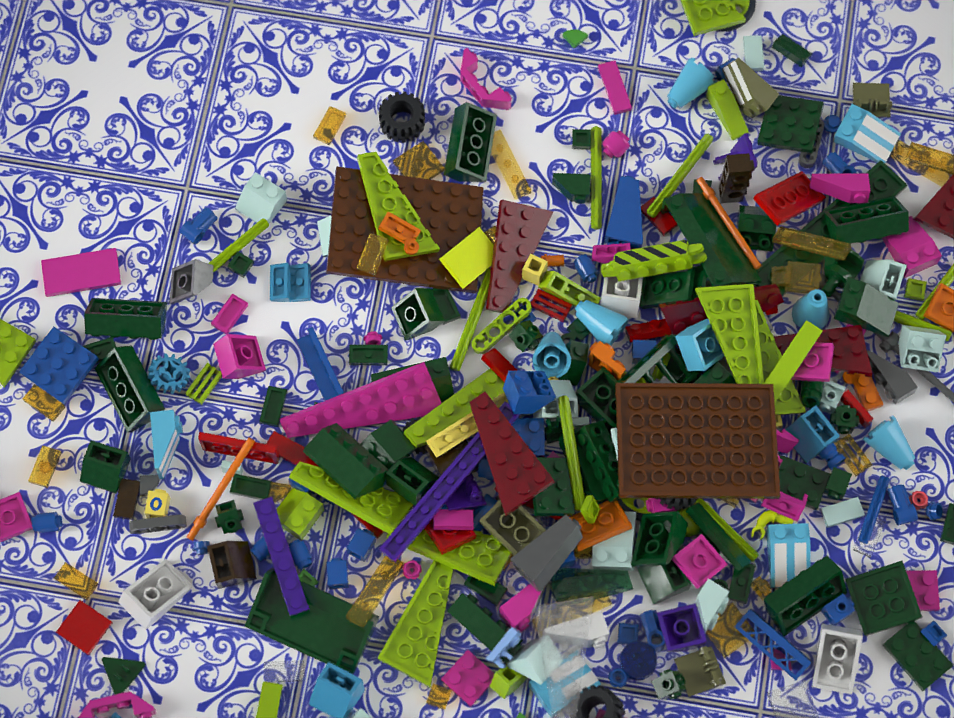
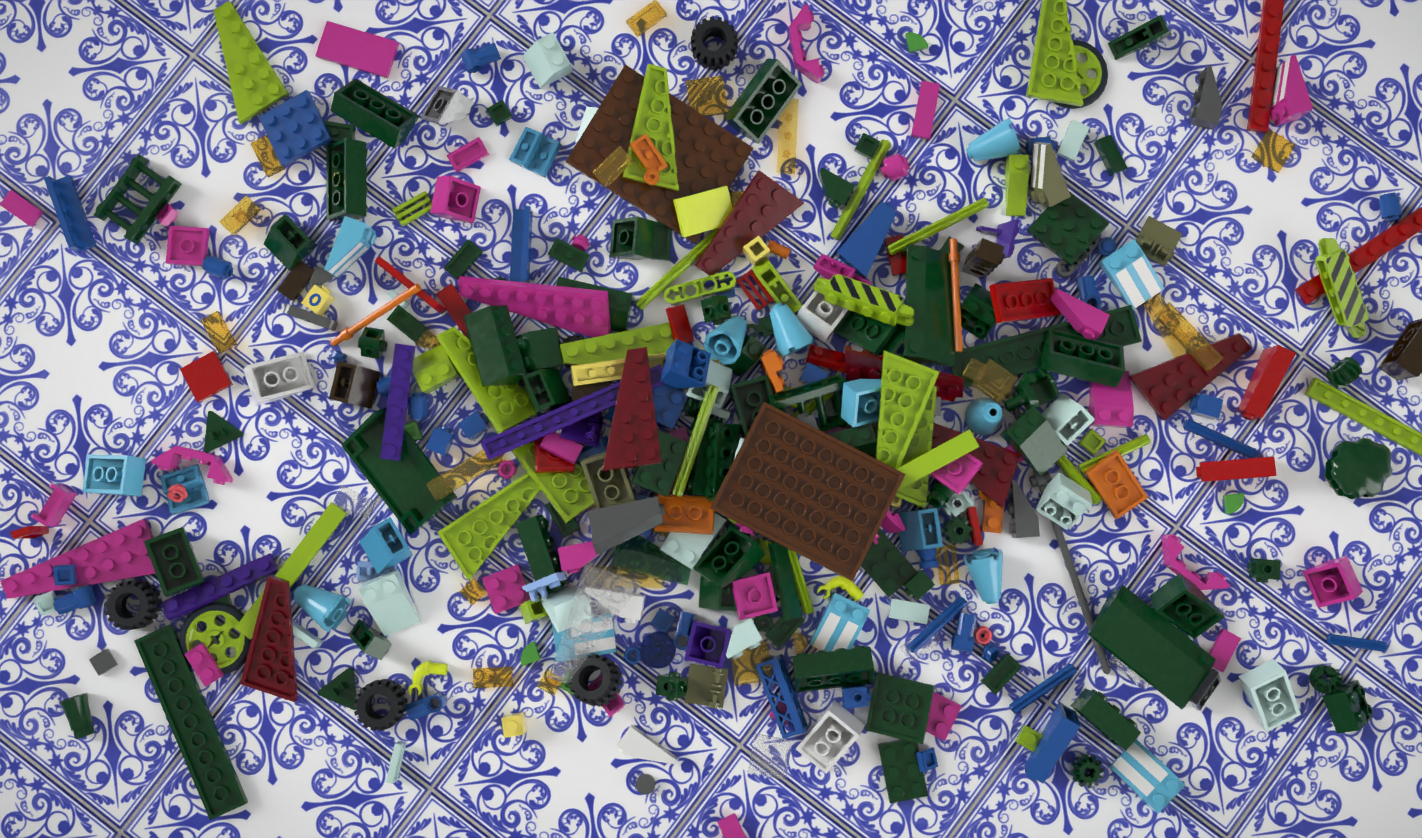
camera: 30 degrees right, 15 degrees up
(171, 367) = (378, 182): dark azure gear -> none
(239, 244) = (507, 93): lime axle -> none
(586, 268) = (804, 273): blue brick -> none
(590, 509) = (684, 499): lime tile -> none
(786, 505) = (864, 586): dark pink panel -> none
(812, 243) = (1020, 354): clear yellow tile -> none

